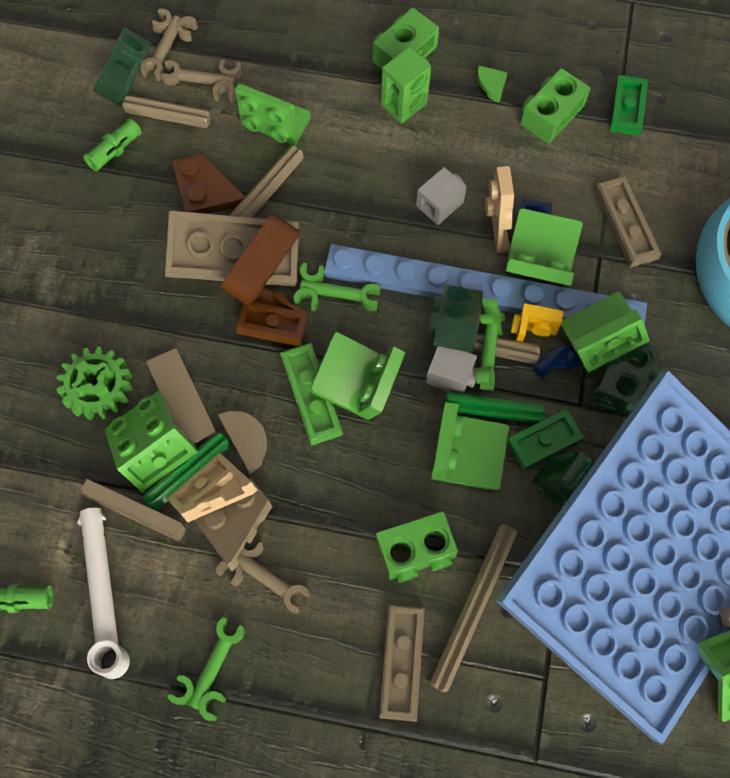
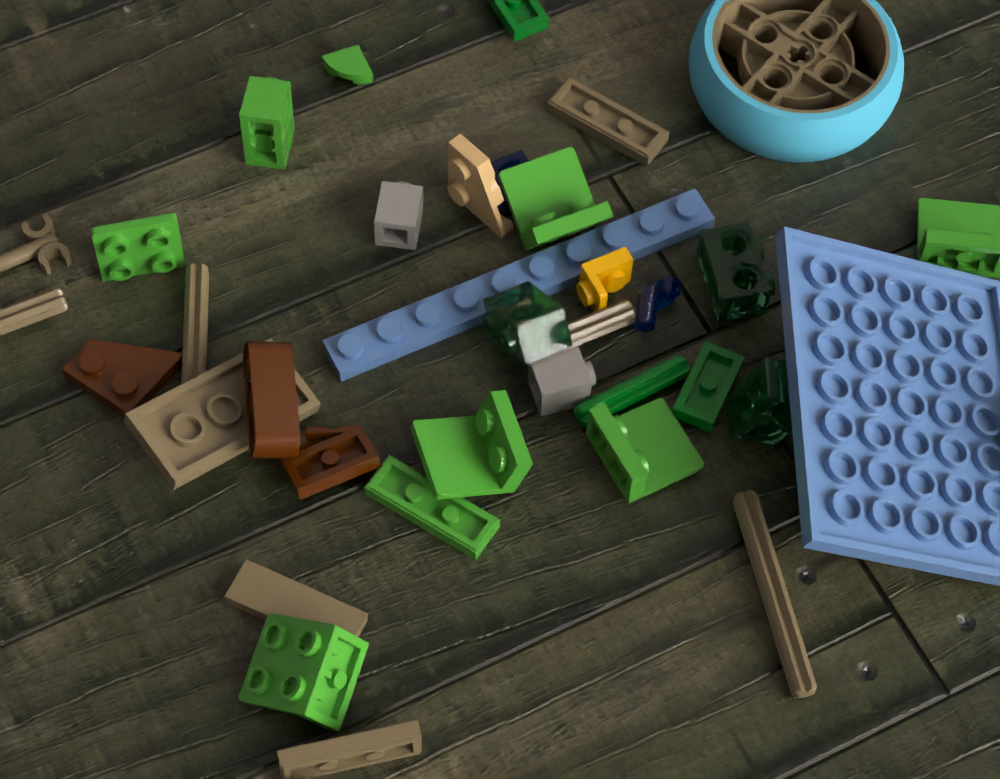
camera: 40 degrees left, 10 degrees down
(87, 369) = (201, 670): bright green gear -> none
(158, 494) = (369, 681): green axle -> none
(211, 489) = (415, 668): tan wing -> none
(235, 525) = (466, 686): dark tan wing -> none
(247, 437) = (403, 597): dark tan tile -> none
(263, 575) = (508, 722): dark tan bar -> none
(313, 286) = (341, 400): bright green bar -> none
(402, 663) = (750, 698): dark tan tile -> none
(407, 31) = (220, 80): bright green brick -> none
(412, 537) = (665, 572): bright green brick -> none
(492, 319) = (580, 331): bright green bar -> none
(560, 101) = (438, 49): bright green brick -> none
(605, 331) = (683, 237): bright green bracket -> none

